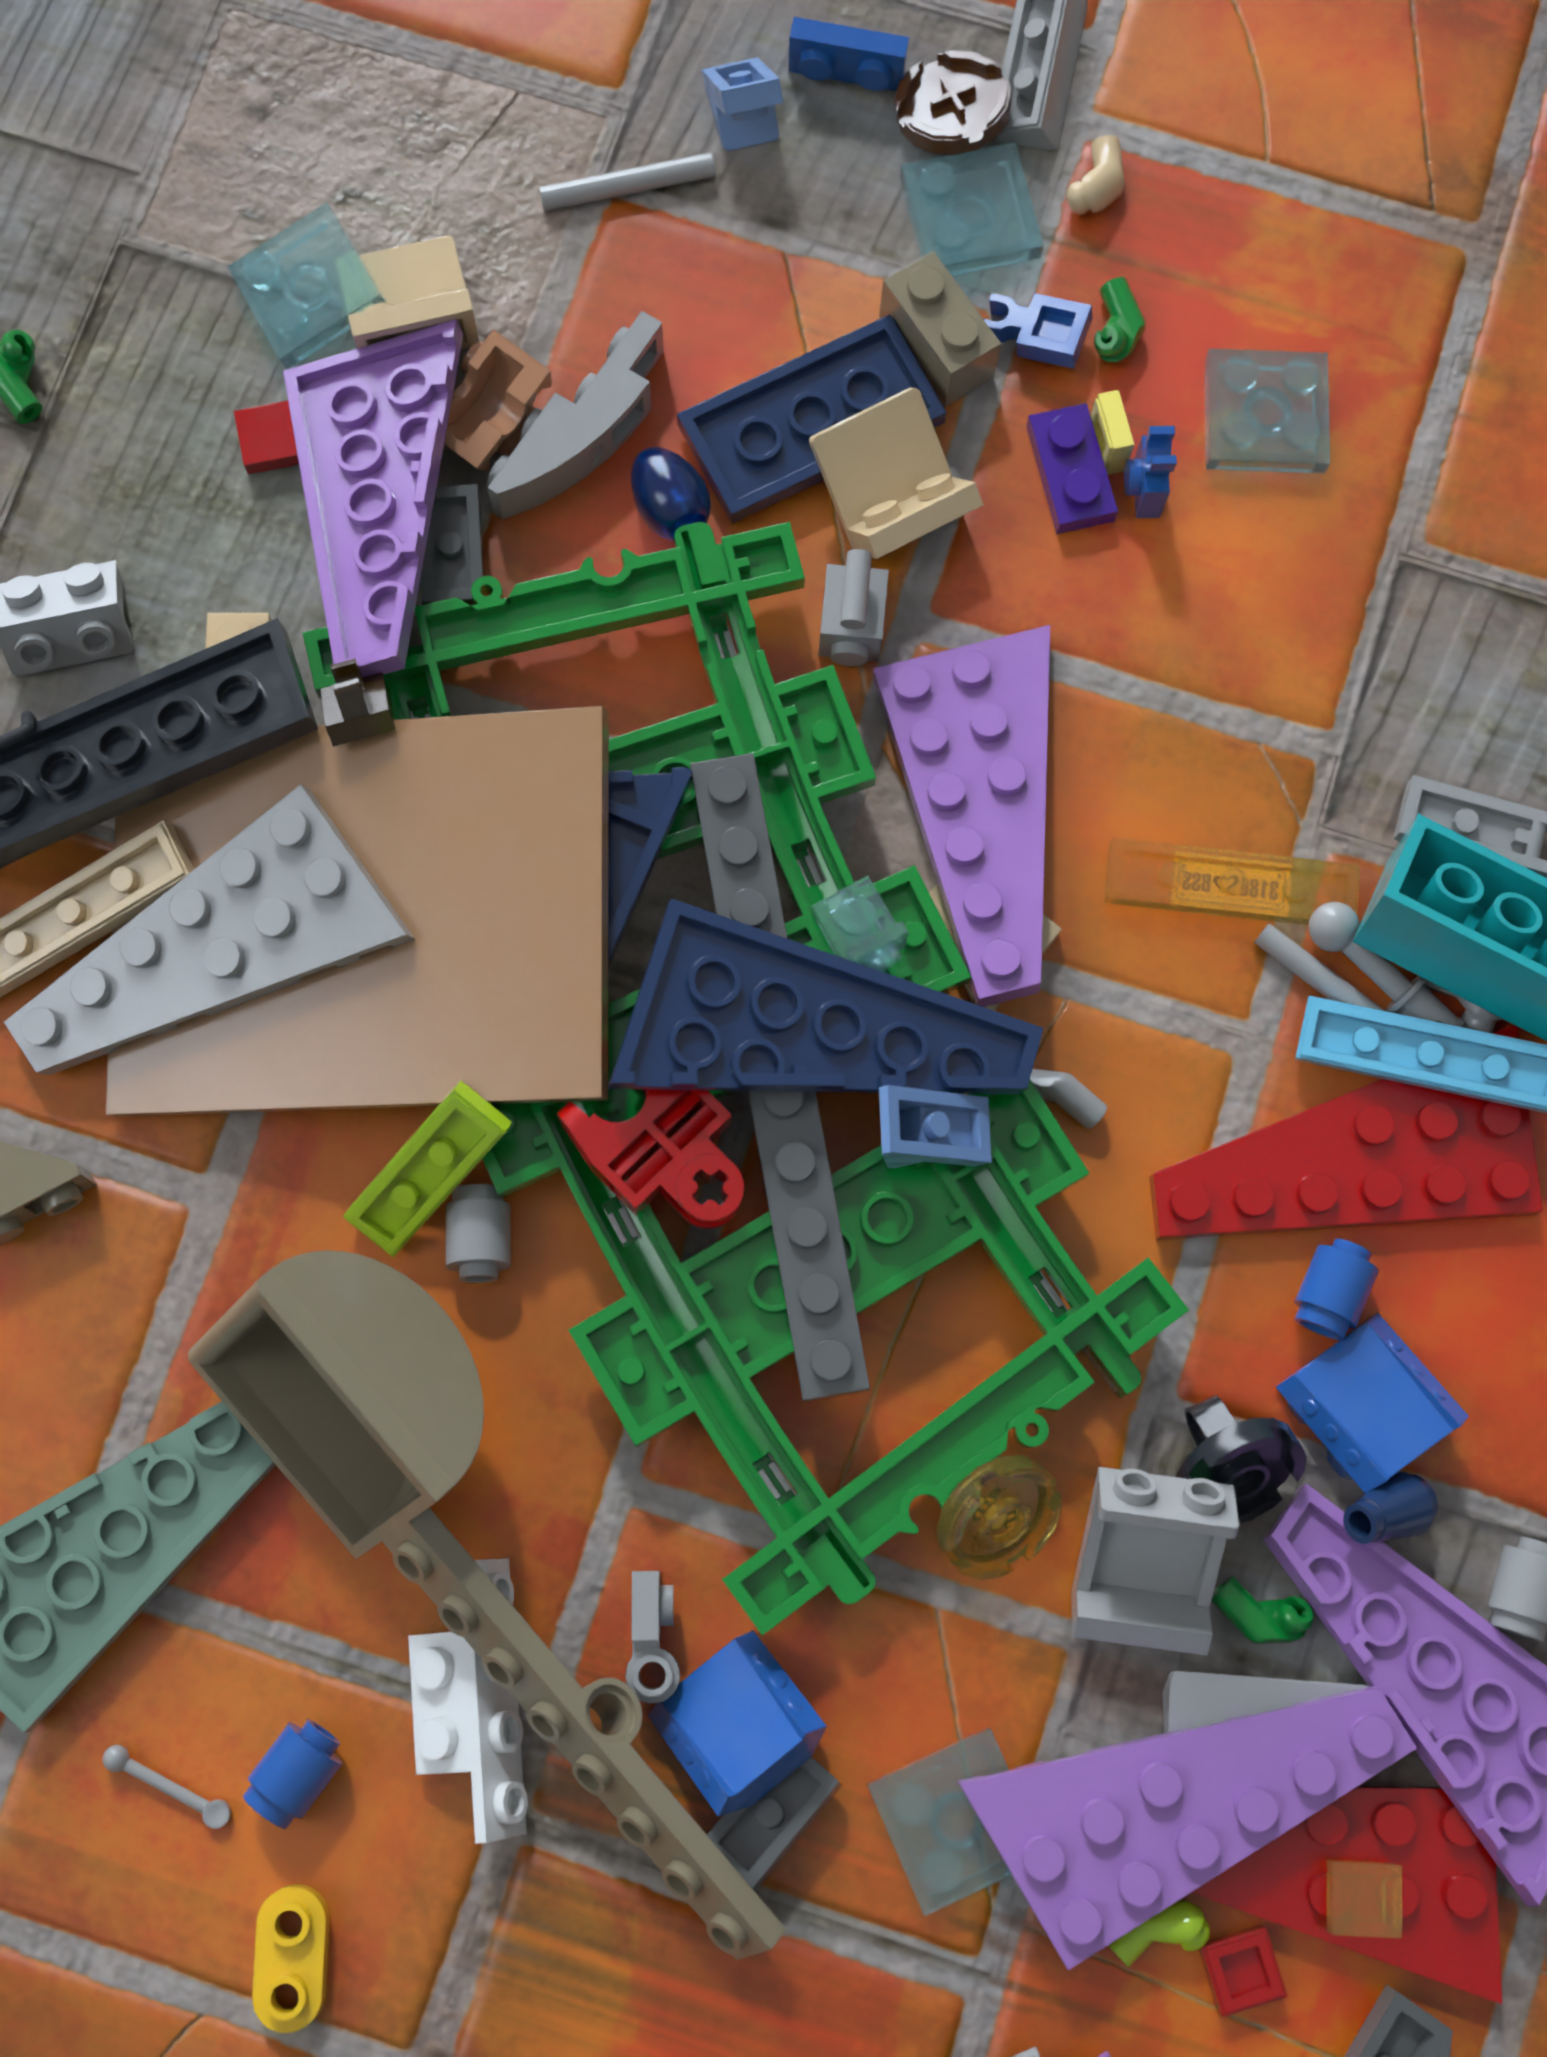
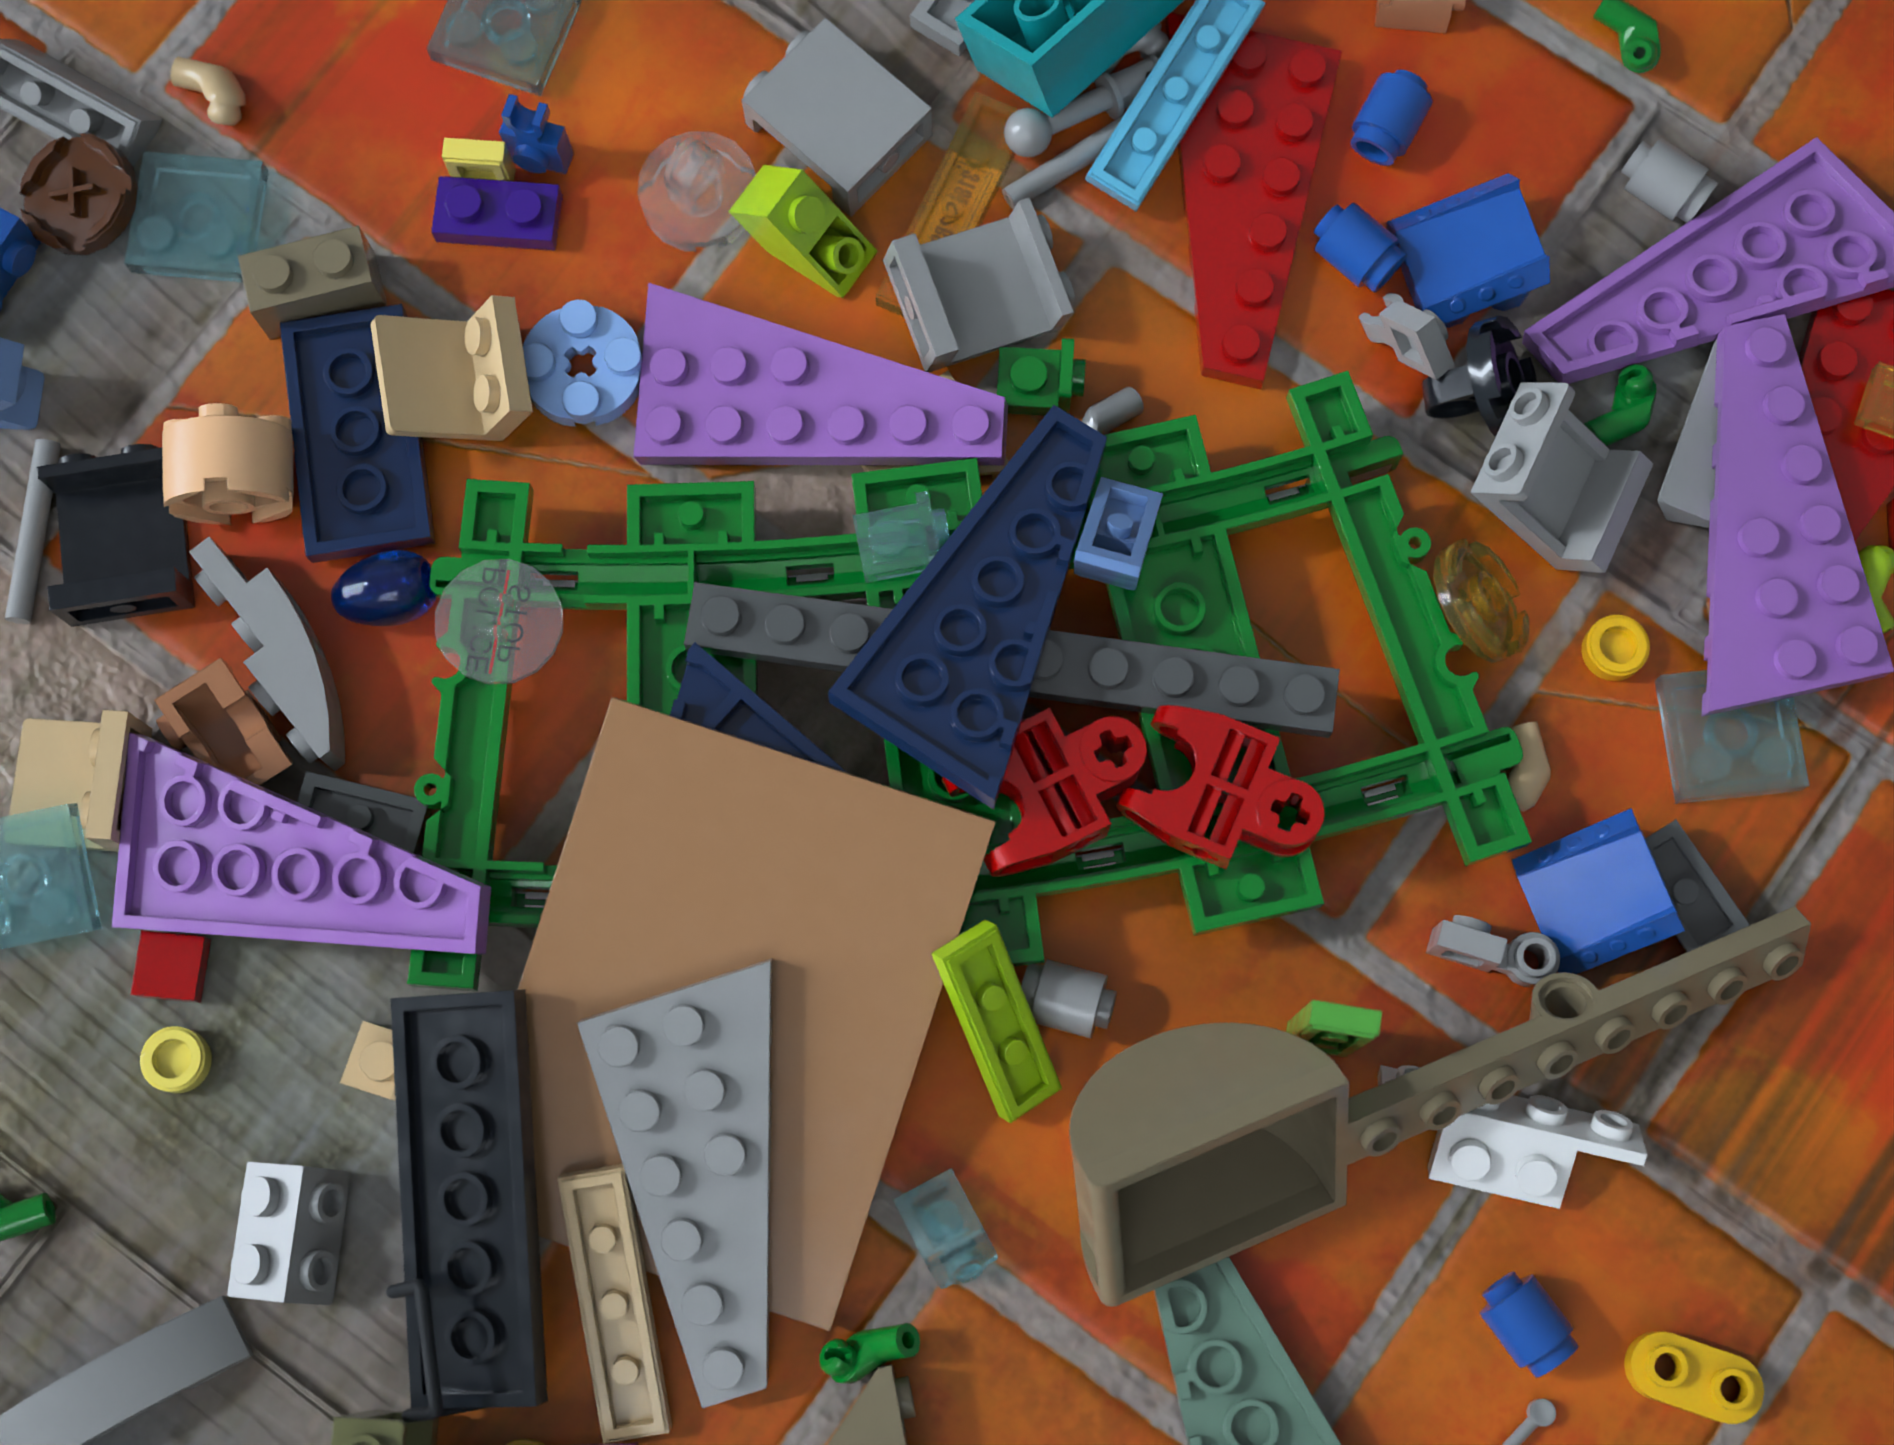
camera: 65 degrees left, 0 degrees up
(95, 1153) = (867, 1351): none -> green arm
(189, 470) = (175, 1059): none -> light yellow tile
(226, 1189) = (946, 1230): none -> clear light blue bracket
(356, 704) = (515, 943): dark brown tile -> none
(507, 1485) = (1335, 1027): none -> bright green tile
(646, 254) = (117, 538): none -> black panel
(662, 595) = (499, 621): none -> clear piece
(707, 1312) = (1253, 800): none -> red piece
(732, 314) = (227, 466): none -> light nougat brick
(847, 1623) = (1533, 772): none -> tan arm
(853, 610) = (572, 455): light grey brick -> none
(943, 560) = (575, 331): none -> light blue plate
(1006, 1675) = (1615, 647): none -> yellow tile
(1046, 331) = (350, 185): plate -> none
(1084, 1019) = (1040, 378): none -> green bracket
(1125, 322) = (368, 114): green arm -> none
(1153, 930) = (980, 288): none -> light grey panel
(1154, 748) = (803, 228): none -> lime slope
(1161, 640) = (691, 187): none -> clear tile
(1257, 1368) = (1414, 335): none -> light grey plate
(1283, 741) = (838, 113): none -> light grey panel
(1393, 1510) = (1572, 265): dark blue cone -> none
(1489, 1281) = (1390, 117): none -> blue brick

